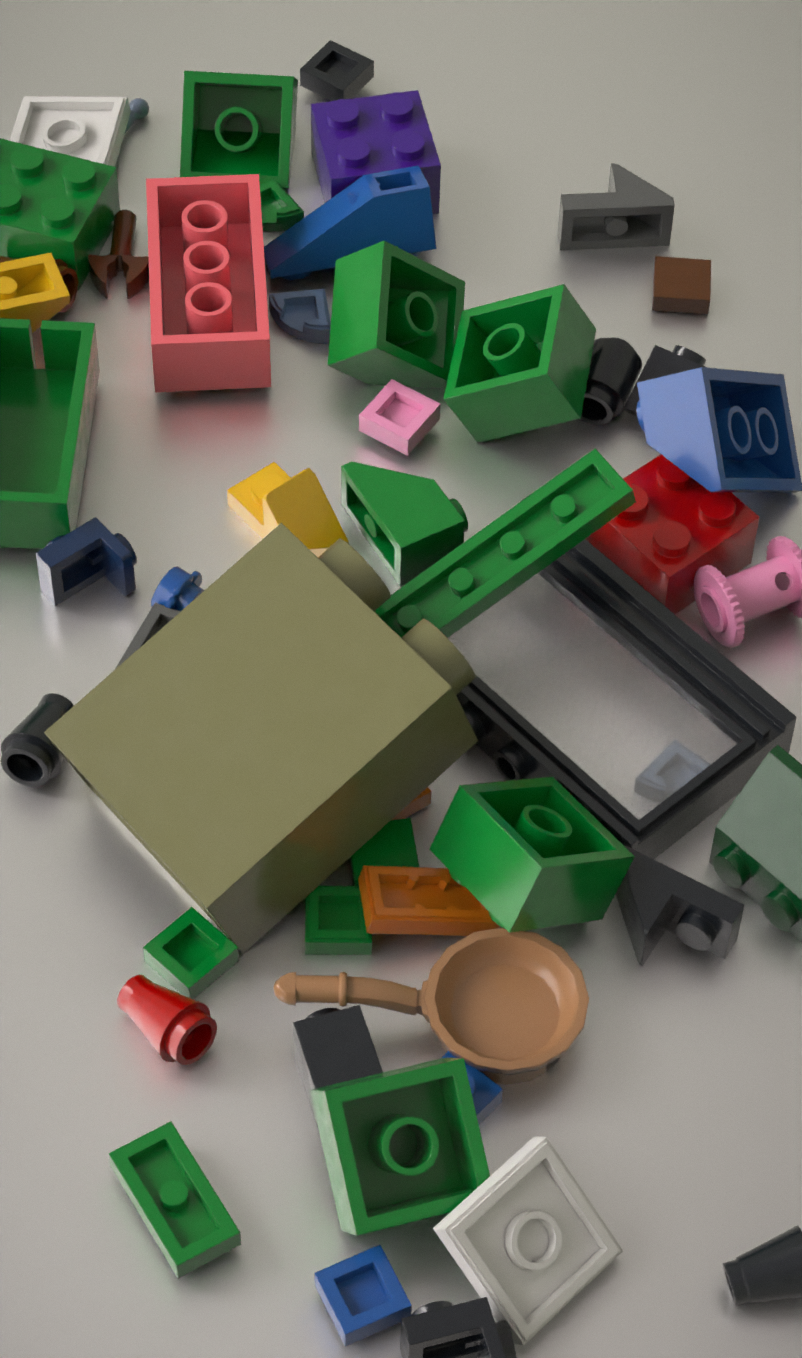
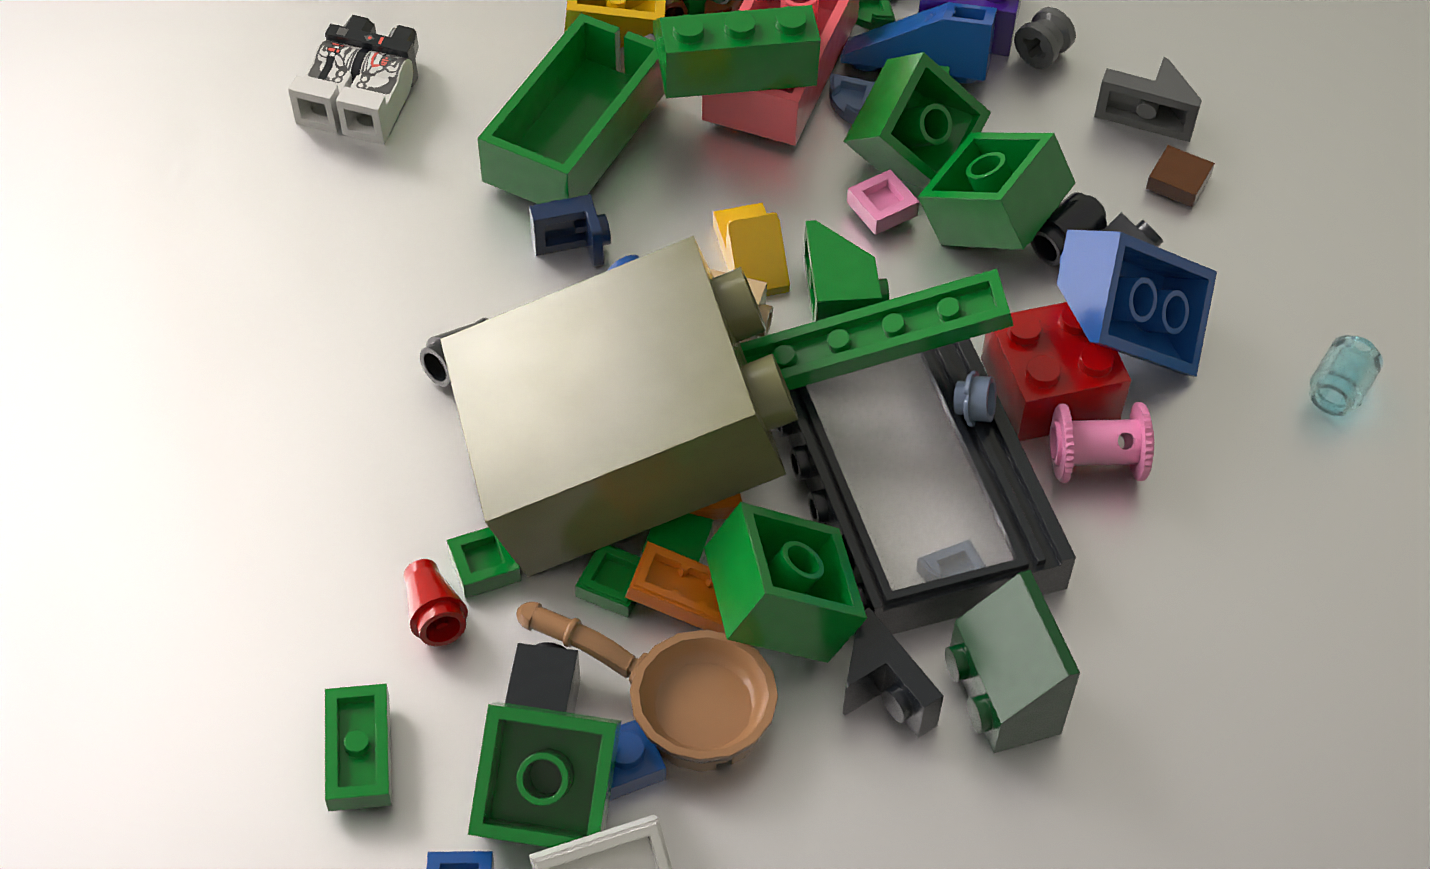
camera: 25 degrees right, 0 degrees up
(180, 303) = (738, 51): none -> green slope
(472, 180) = (1045, 37): none -> dark grey wheel
(621, 591) = (975, 398): none -> sand blue plate

